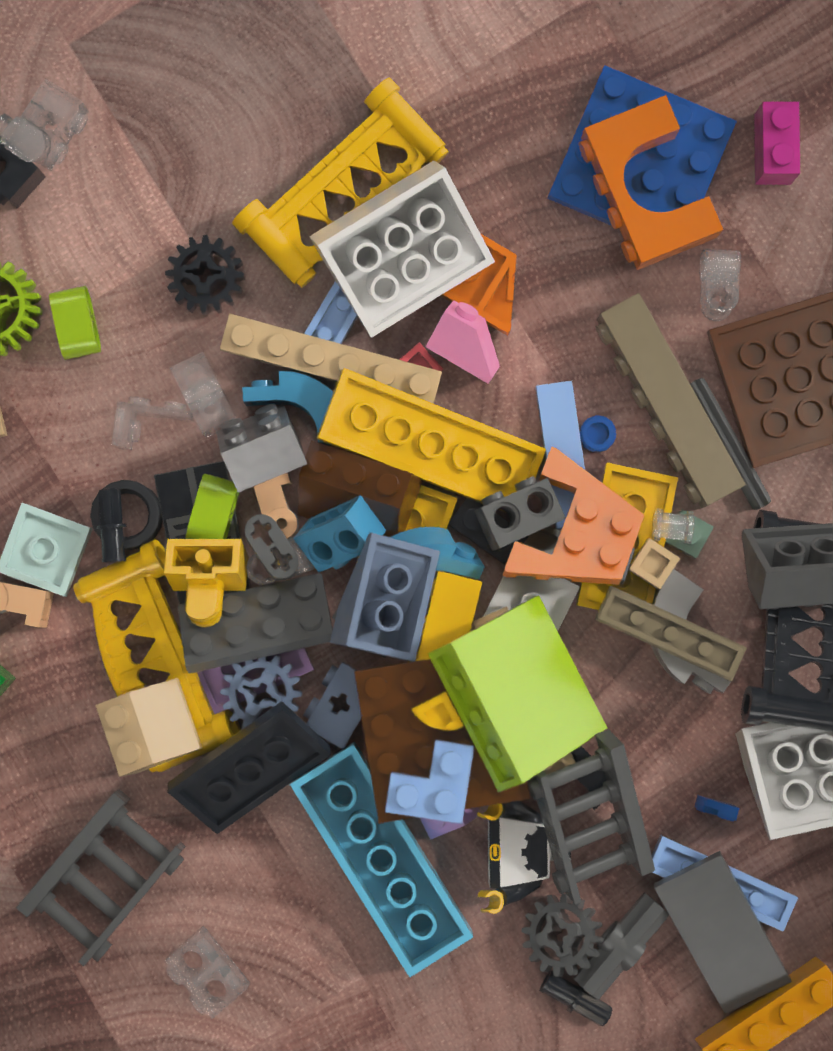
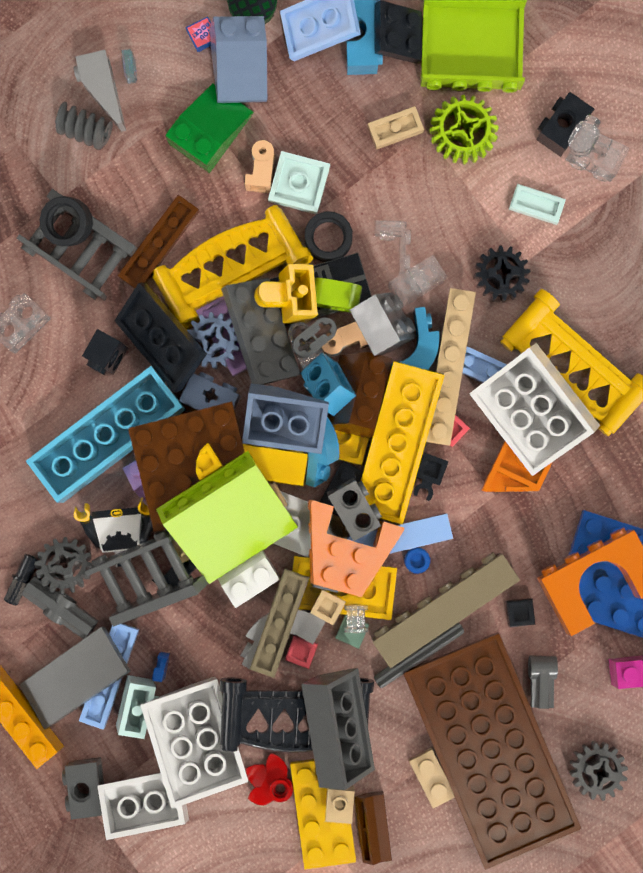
camera: 90 degrees right, 0 degrees up
(75, 322) = (459, 187): lime beam -> none
(79, 916) = (47, 226): none -> black tyre
(88, 741) = (159, 242): none -> reddish brown plate
(110, 216) = (537, 204): none -> light aqua tile
(111, 525) = (319, 226): black axle -> none
(148, 727) = (182, 265): tan slope -> none
(264, 851) = (104, 353): none -> black brick
(440, 795) = (151, 469): light blue plate -> none
(465, 341) = (473, 460): bright pink slope -> none
(476, 402) = (431, 472): none -> black plate
(605, 671) = (249, 578): none -> white slope
(682, 297) = (520, 612): none -> black tile
(712, 608) = (301, 652): none -> coral tile
(719, 276) = (537, 638): clear piece -> none
(769, 276) = (542, 672): none -> dark grey piece
(783, 856) = (130, 716): none -> light aqua brick

